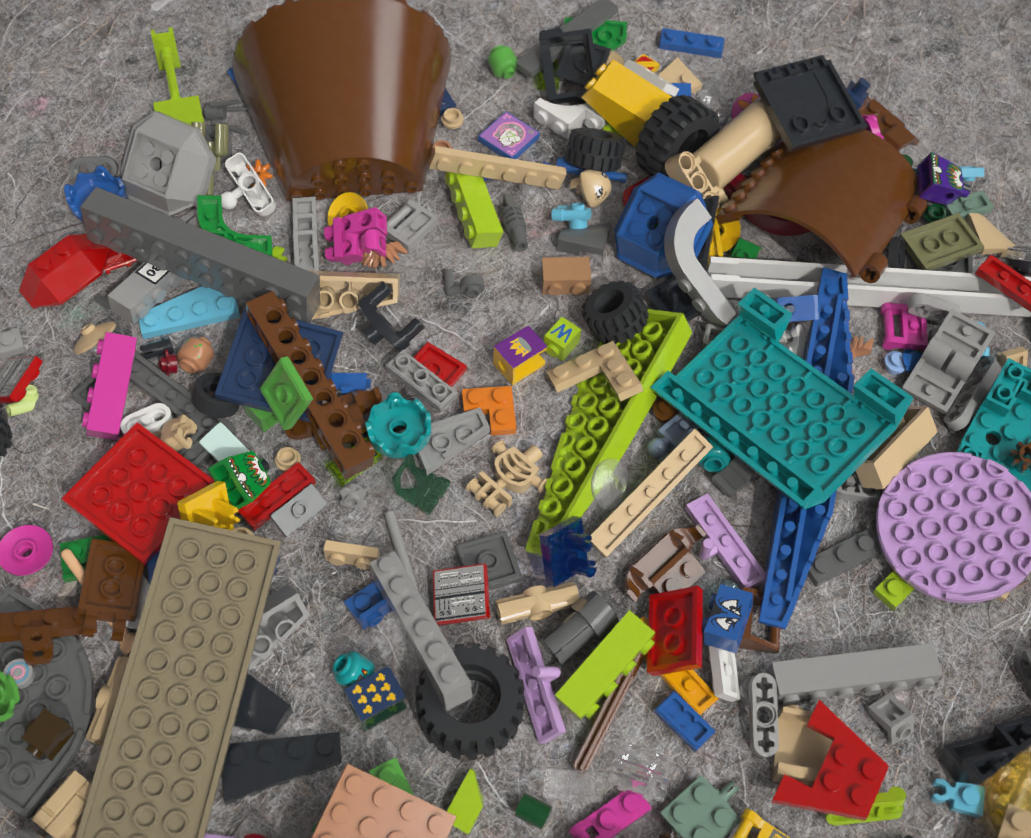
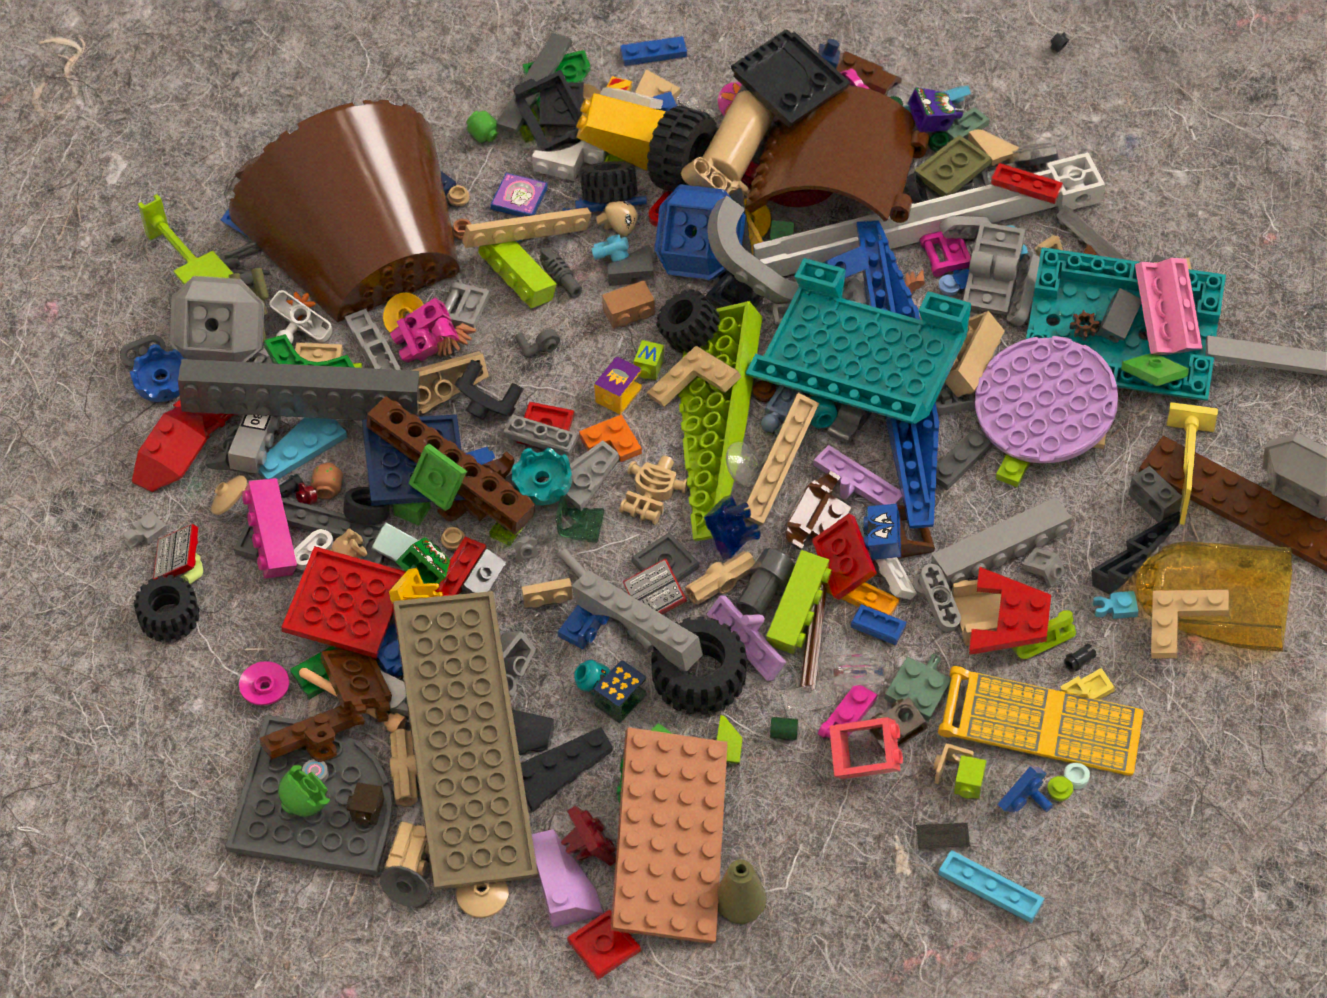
camera: 15 degrees left, 5 degrees down
(250, 224) = (319, 352): none -> tan plate

